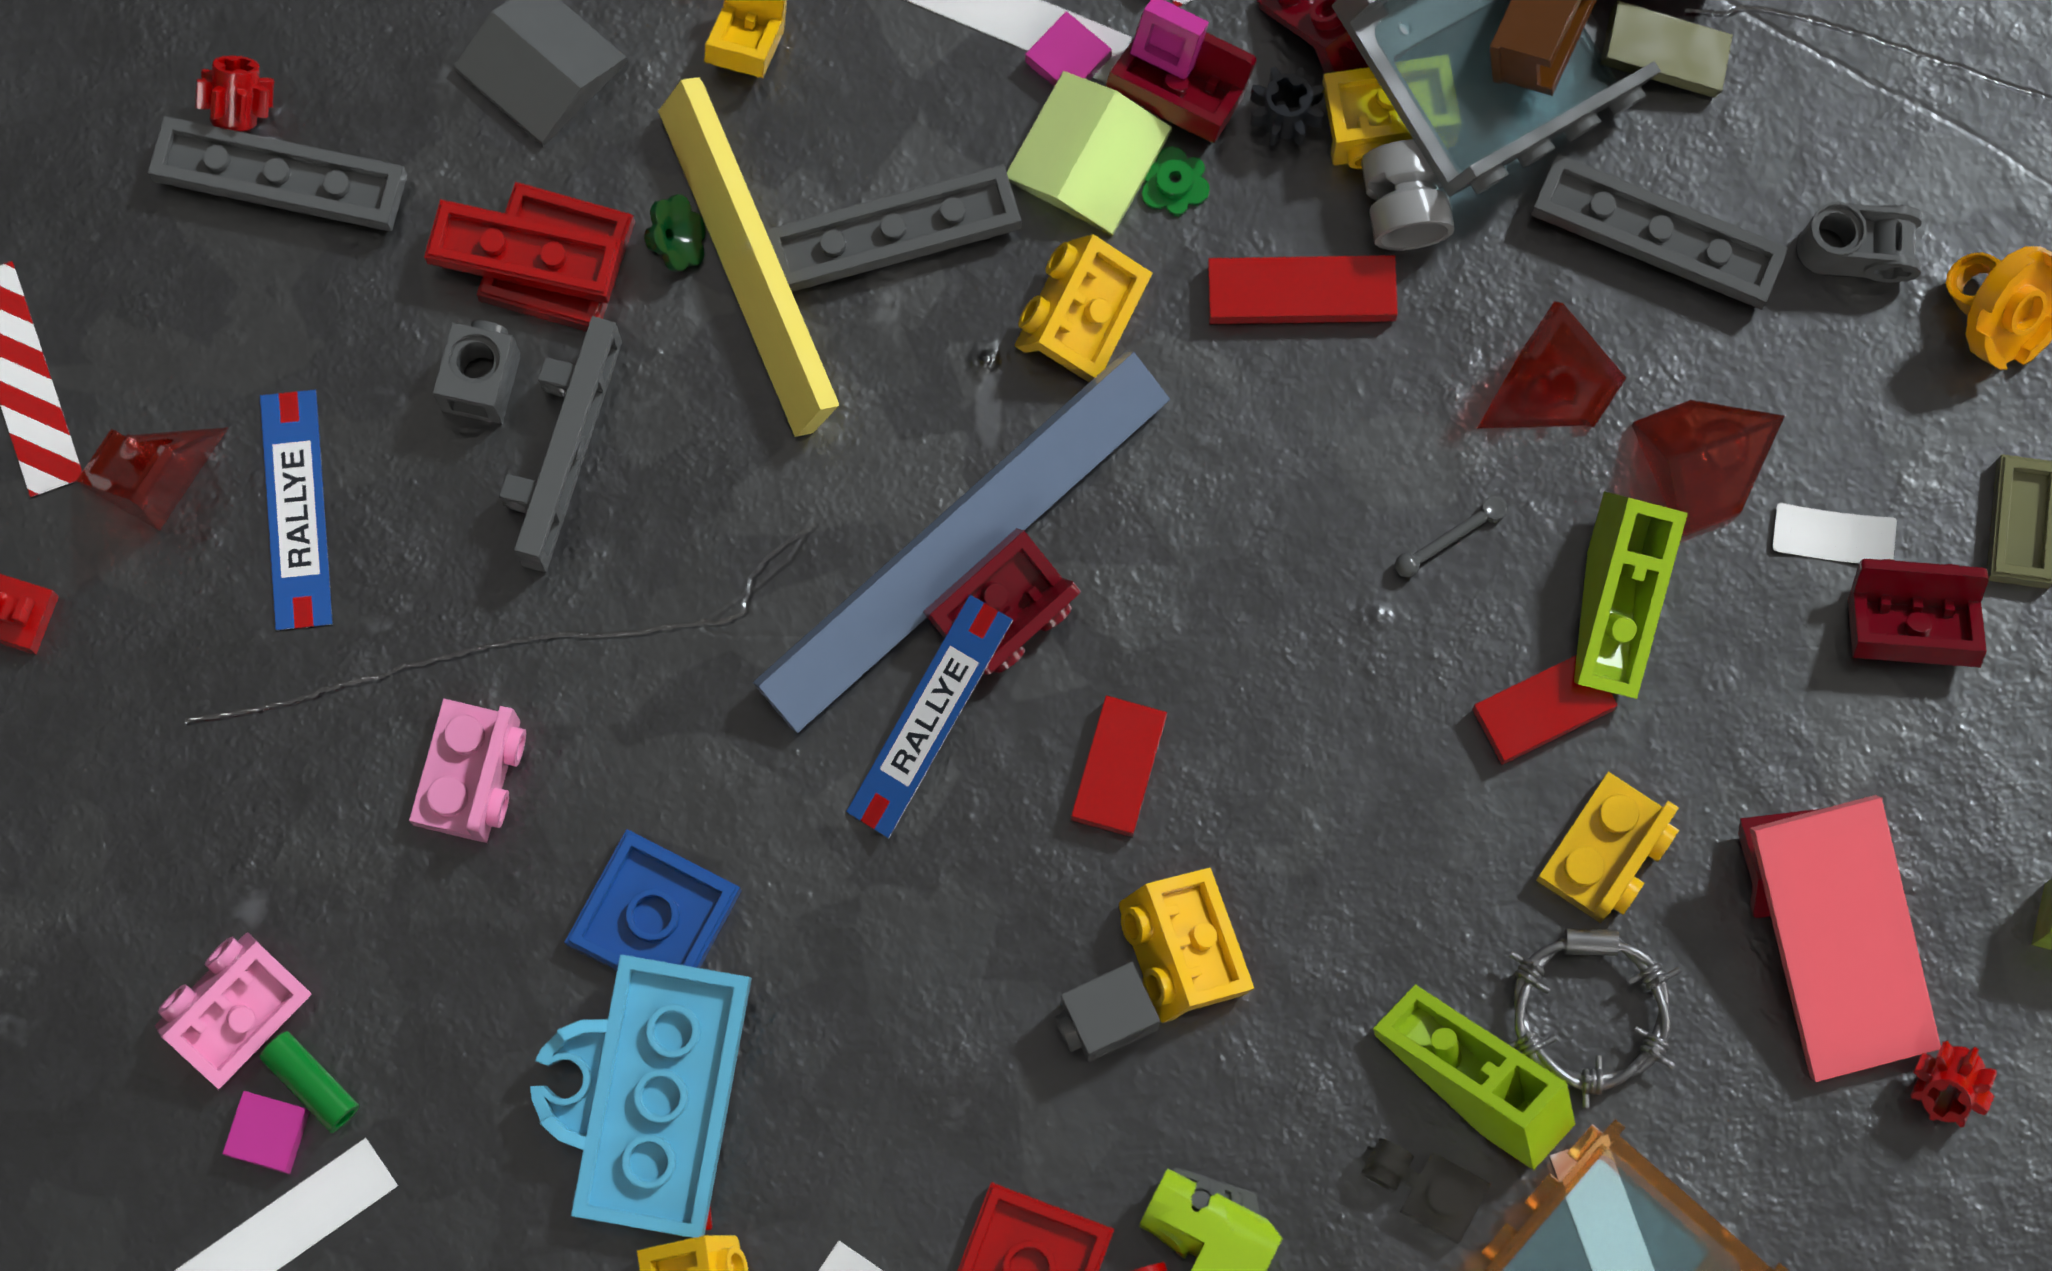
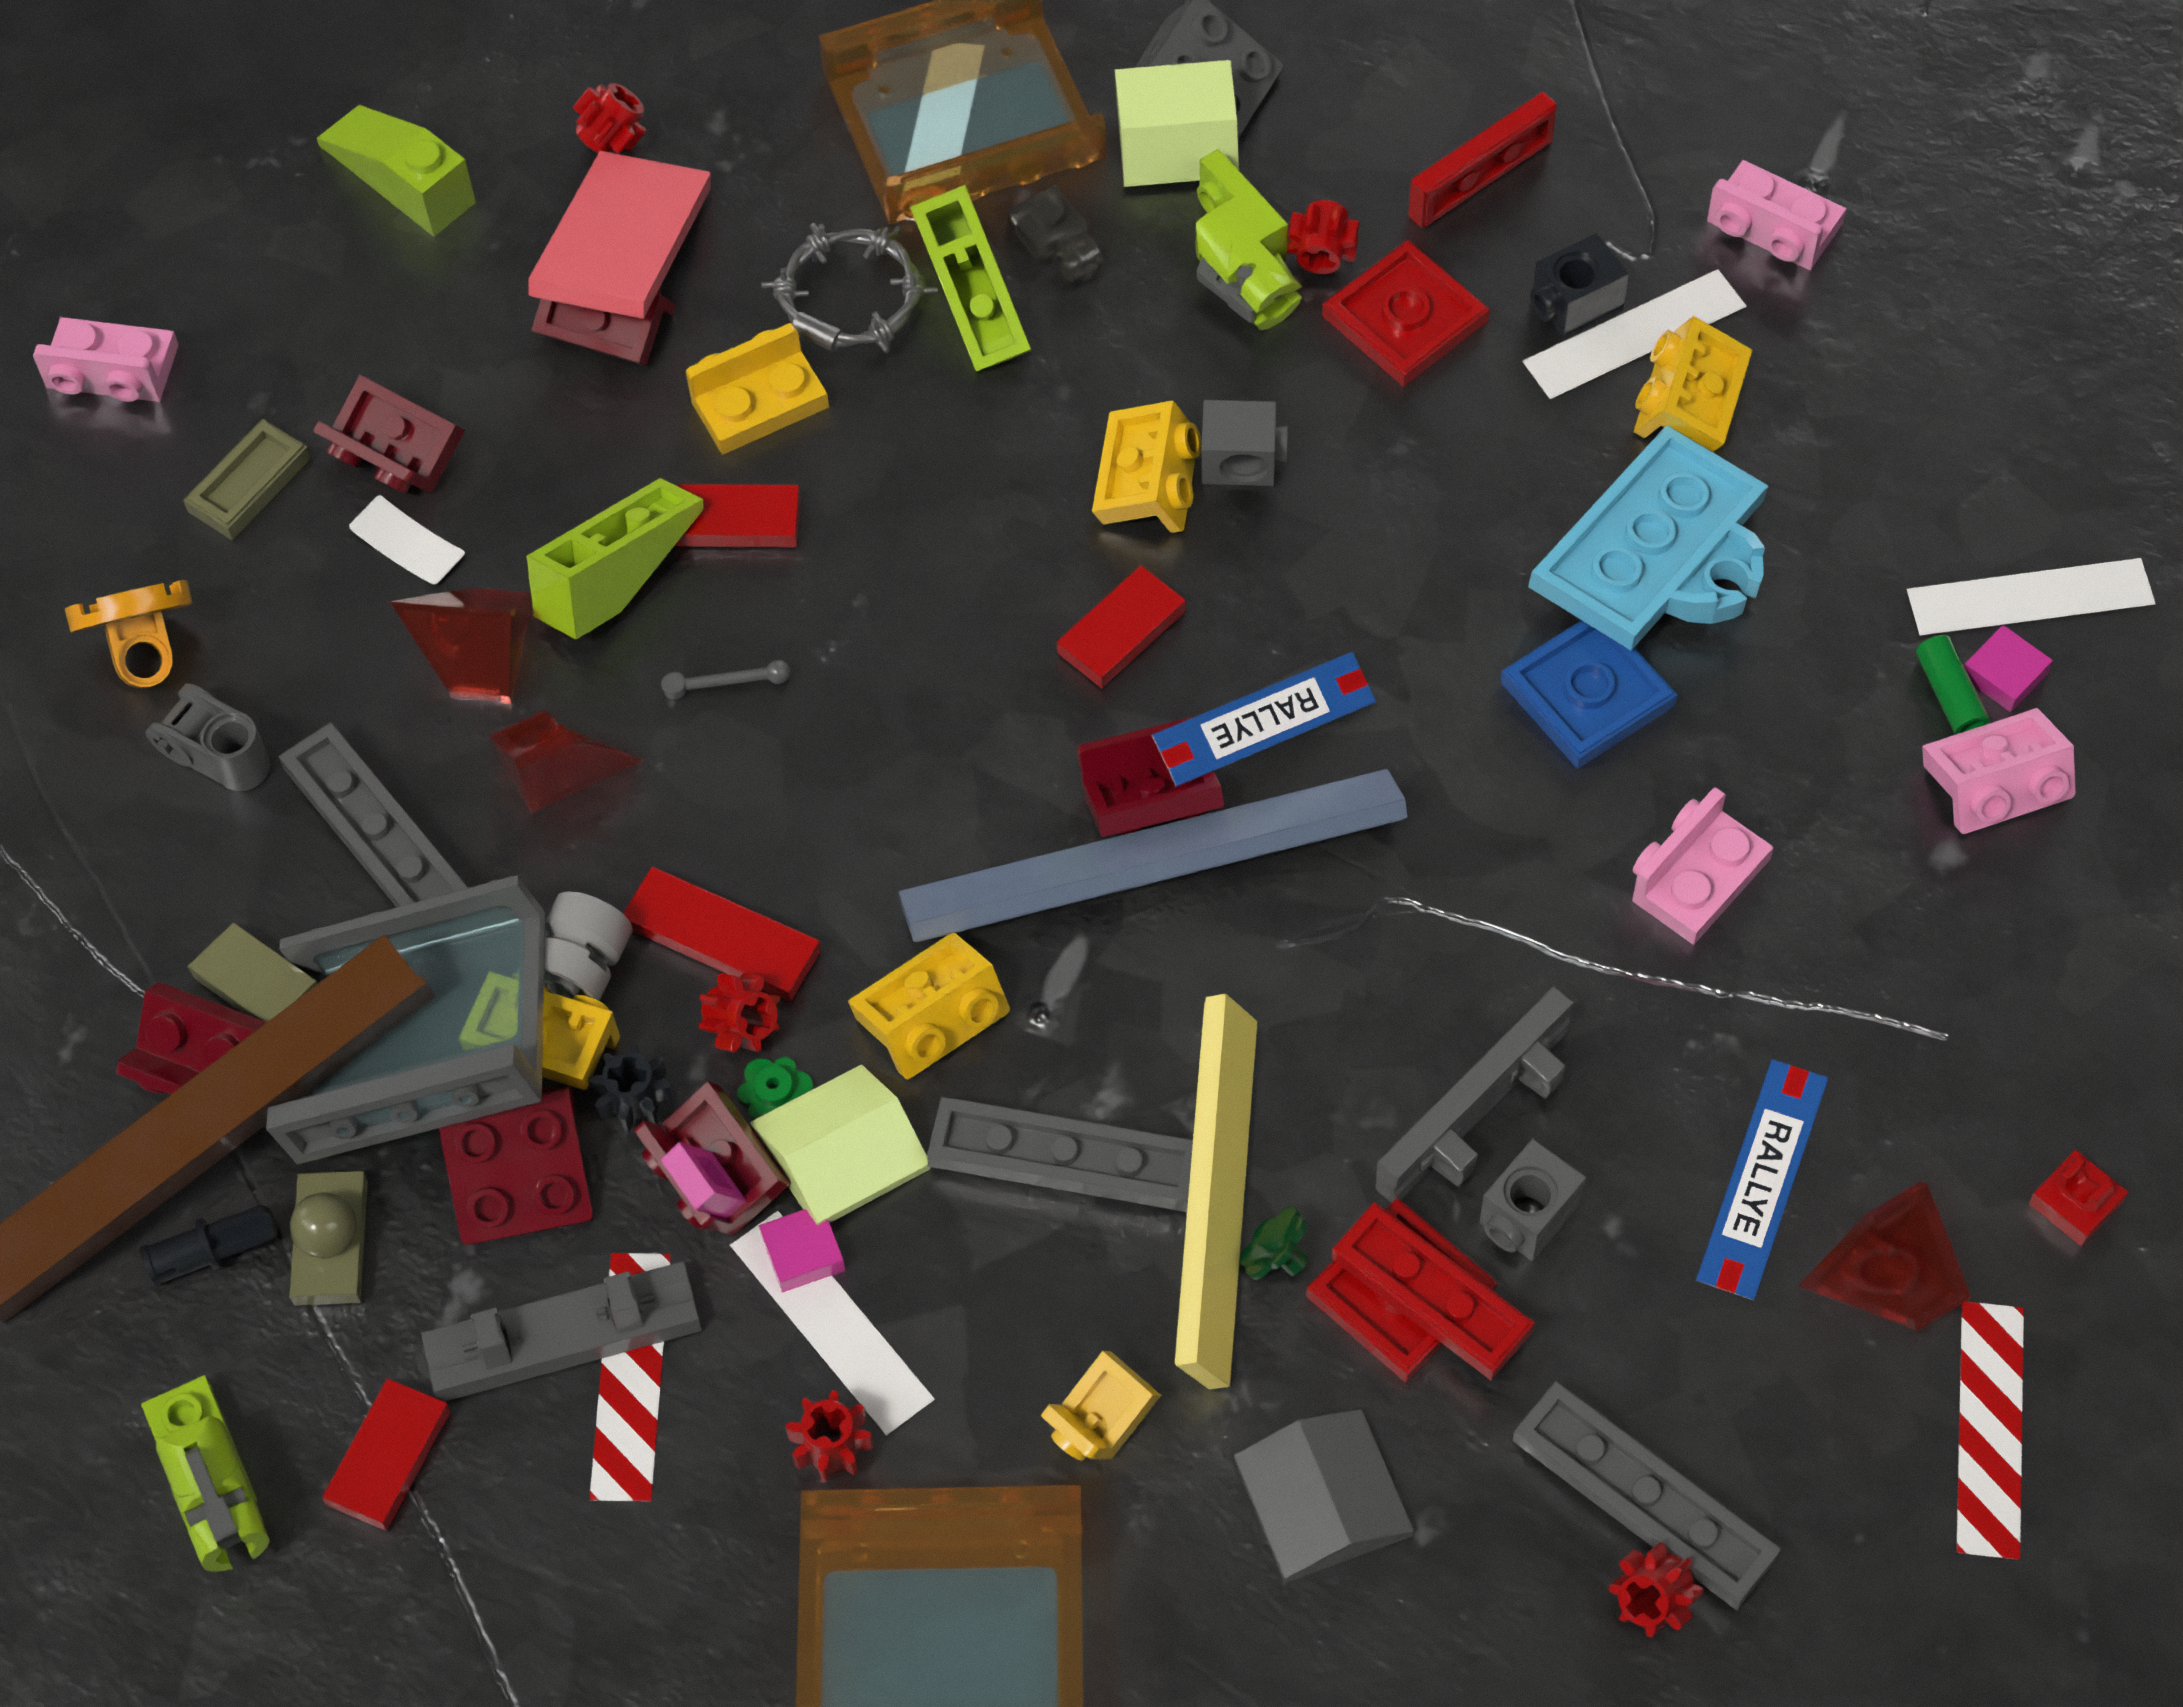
camera: 150 degrees left, 15 degrees down
(1235, 211) = (739, 1012): none -> red gear

